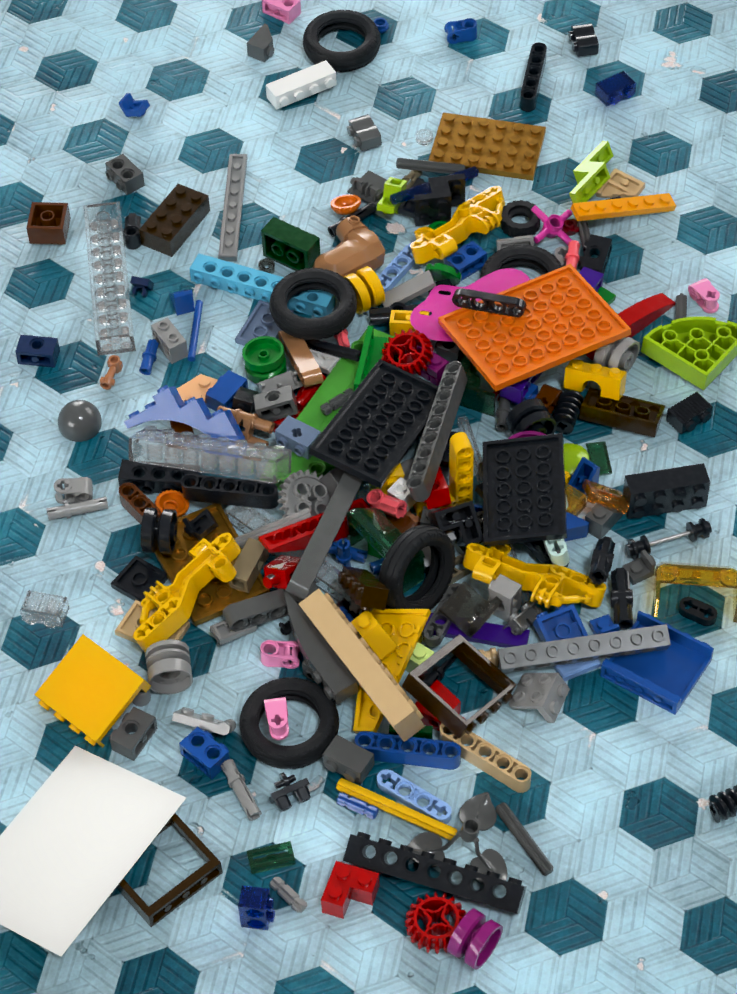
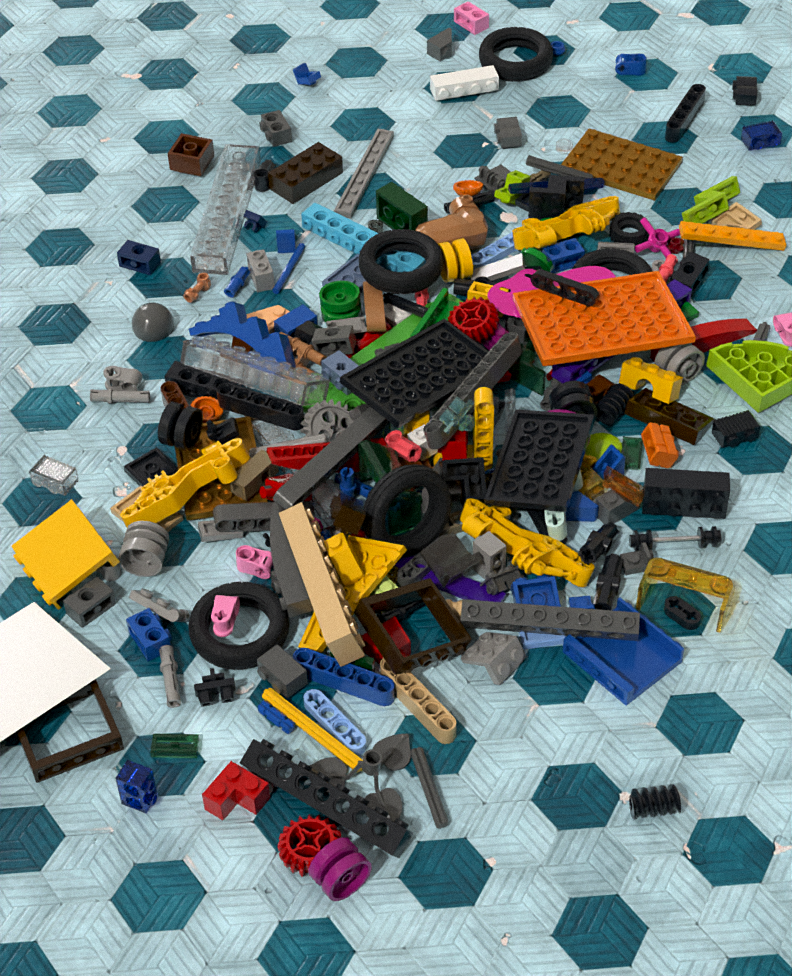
camera: 15 degrees right, 5 degrees down
(288, 894) = (177, 784): light grey axle -> none
(440, 465) = (460, 408): none -> clear light blue hips
(624, 446) = (659, 445): none -> orange brick

